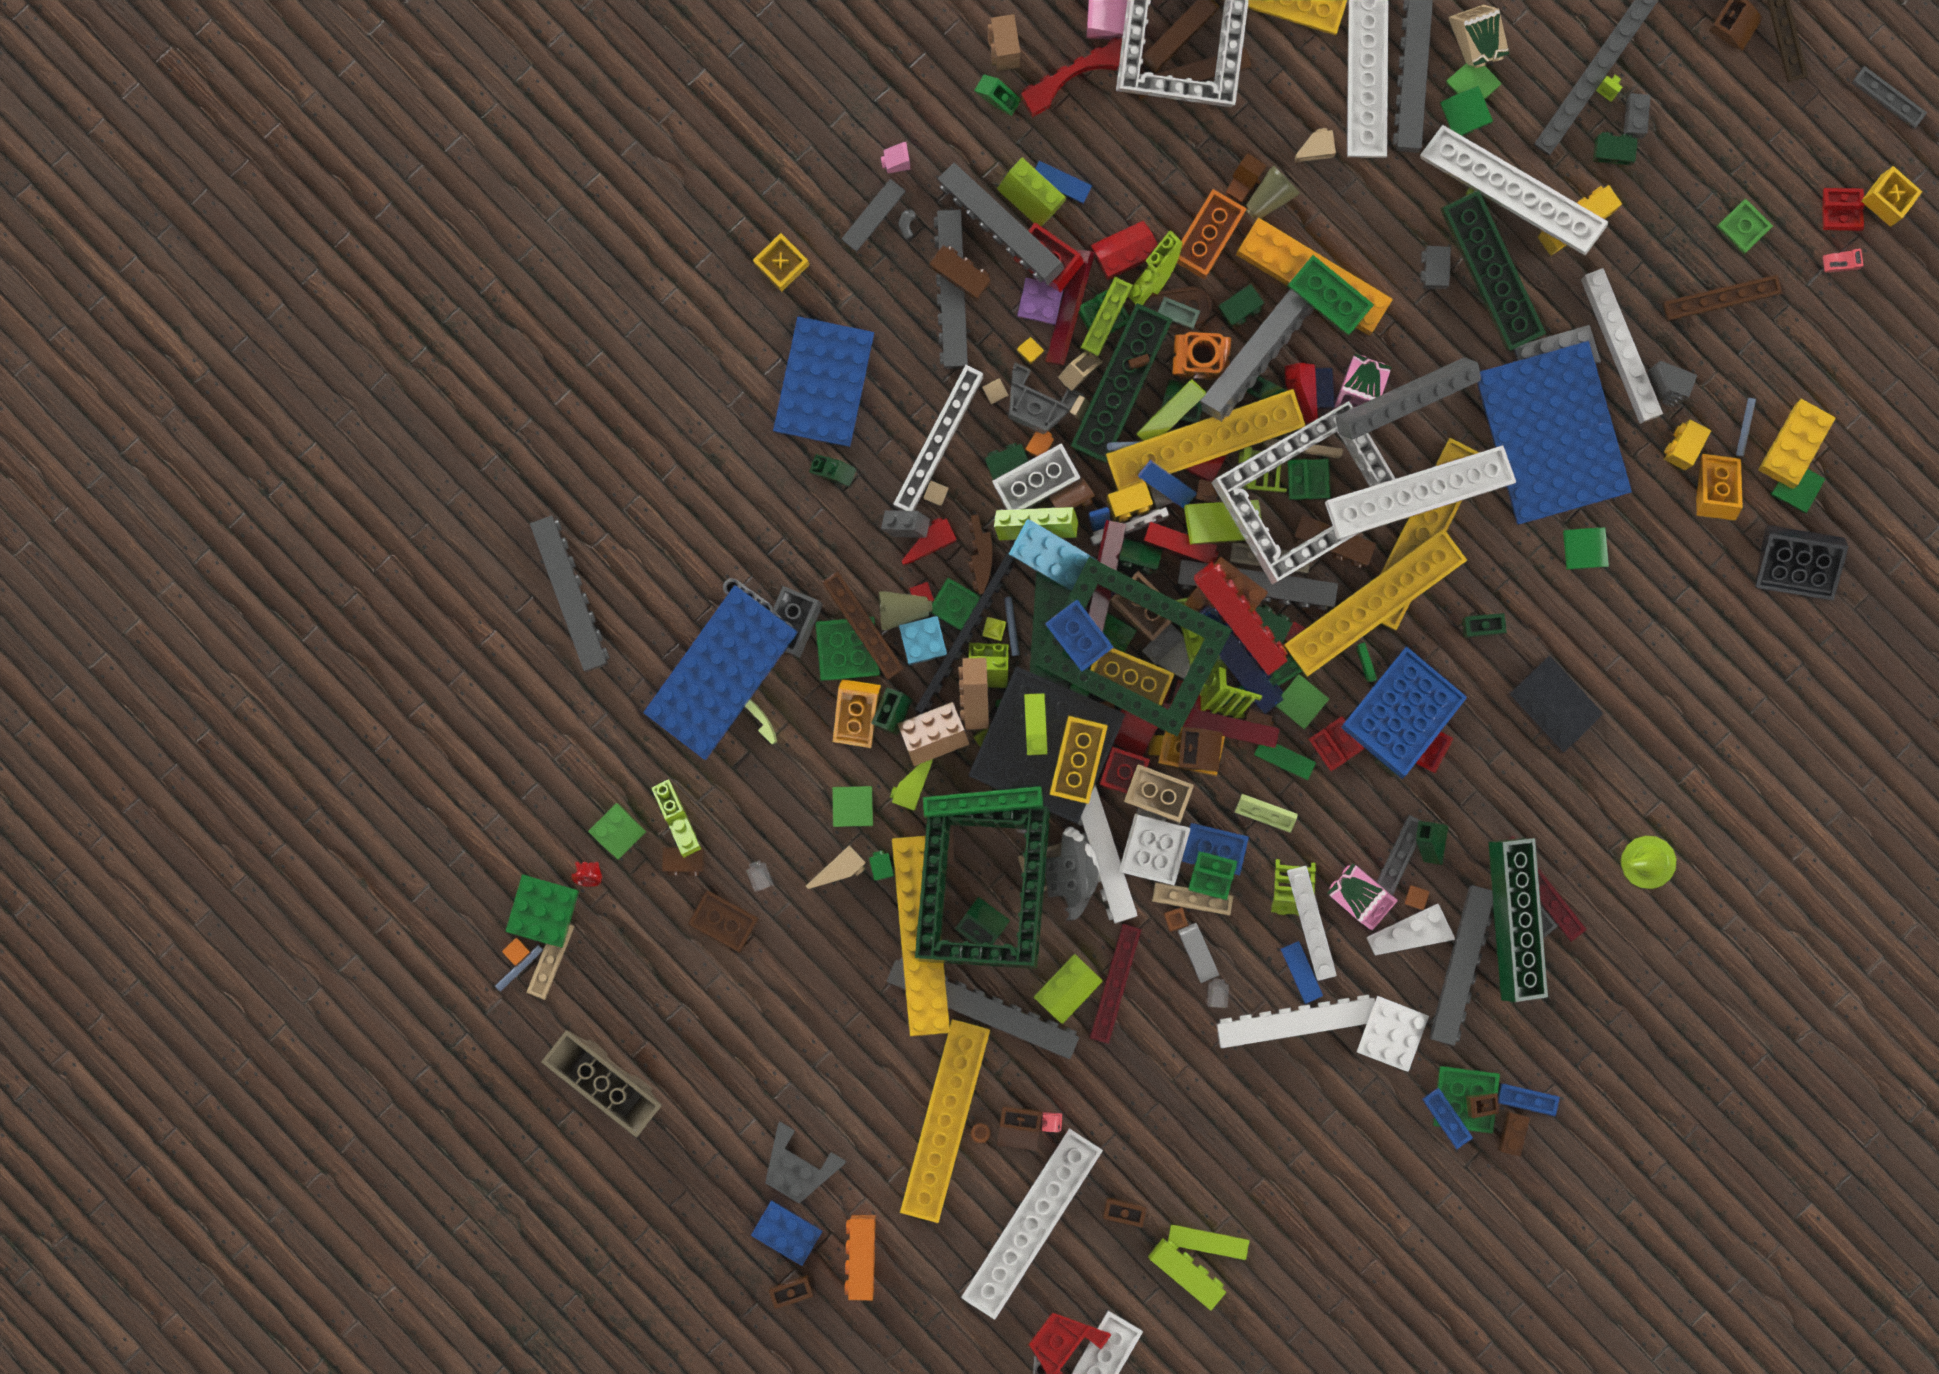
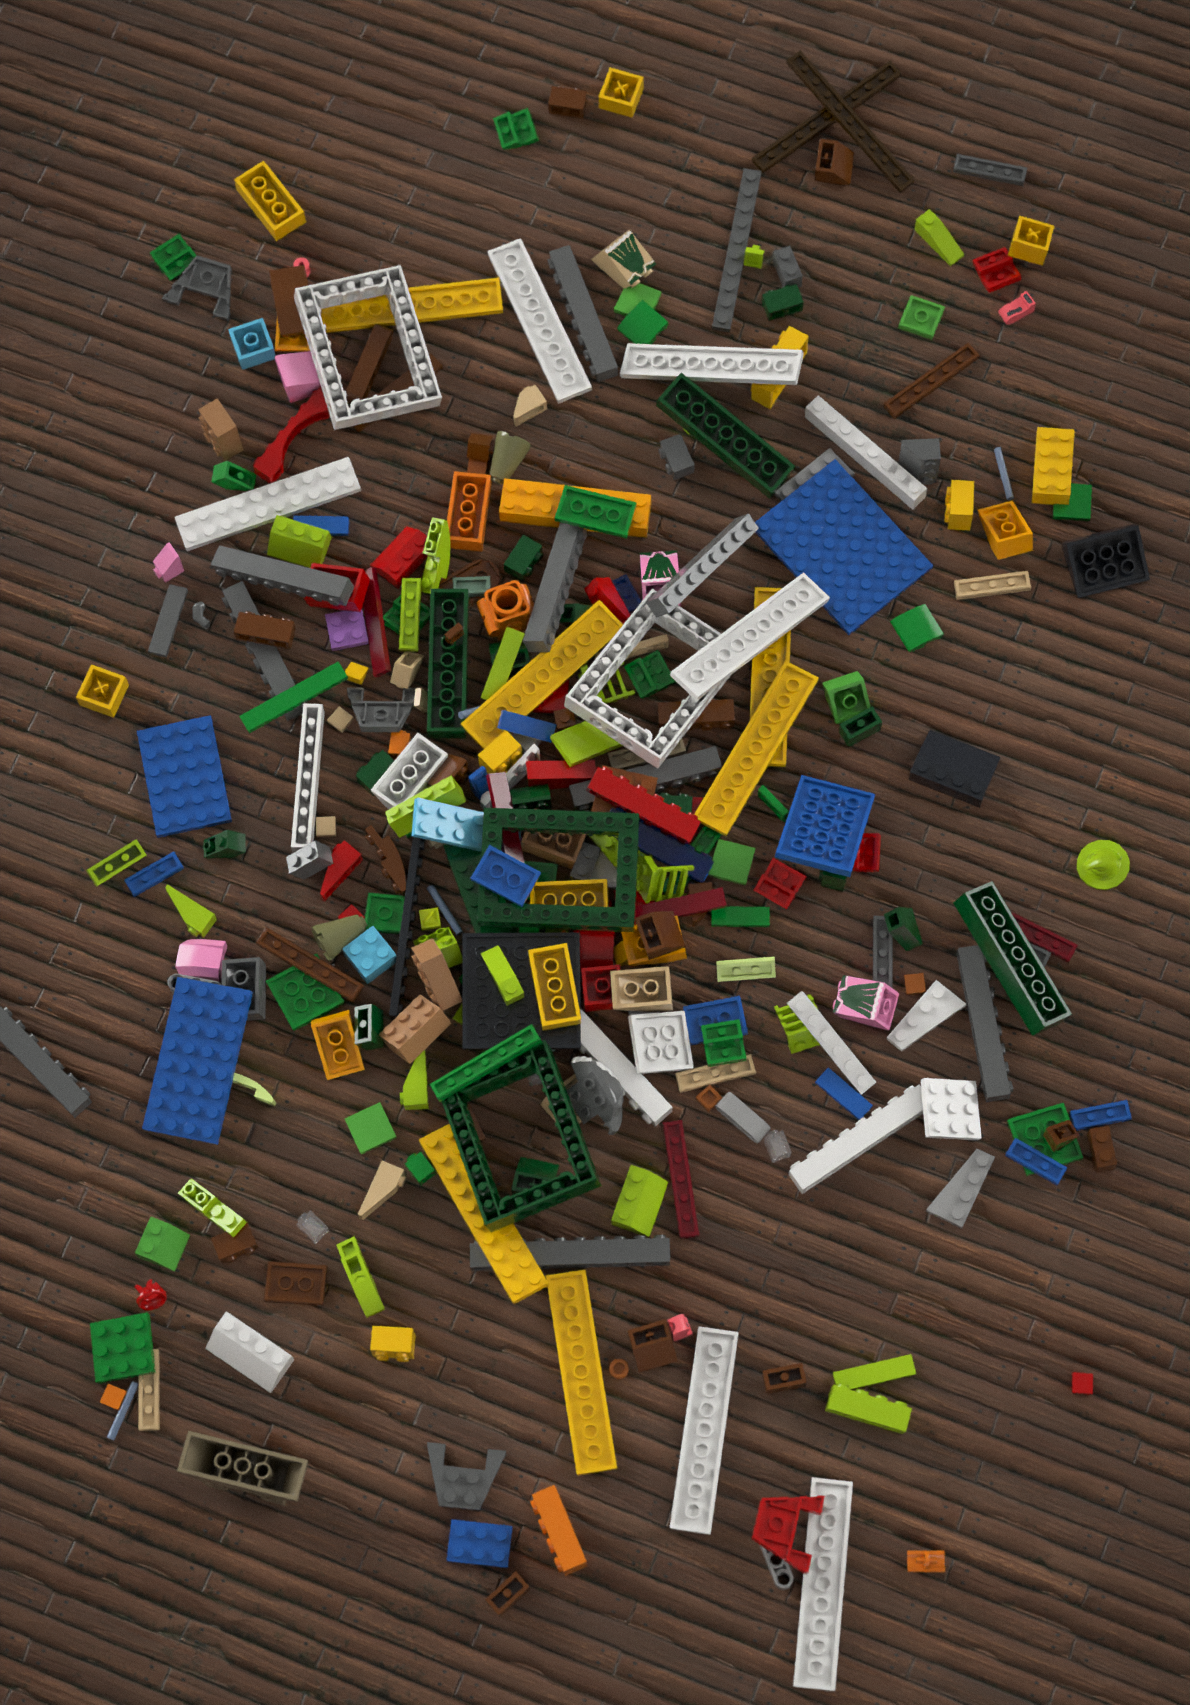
camera: 25 degrees left, 15 degrees down
(654, 966) = (249, 1352): none -> white slope
(723, 442) = (116, 862): none -> lime brick
(755, 467) = (154, 874): none -> blue tile
(764, 572) = (201, 958): none -> bright pink slope
(774, 526) = (195, 916): none -> lime slope
(783, 943) = (360, 1277): none -> lime slope
(786, 1020) = (393, 1343): none -> yellow brick
(959, 353) = (293, 697): none -> green tile
(1019, 136) = (264, 503): none -> white plate
(1367, 1111) = (960, 1193): none -> light grey wing
(1391, 1336) = (1082, 1383): none -> red tile
(1485, 588) = (846, 696): none -> bright green slope
(1679, 537) = (992, 585): none -> tan tile
(1802, 149) = (938, 237): none -> lime slope

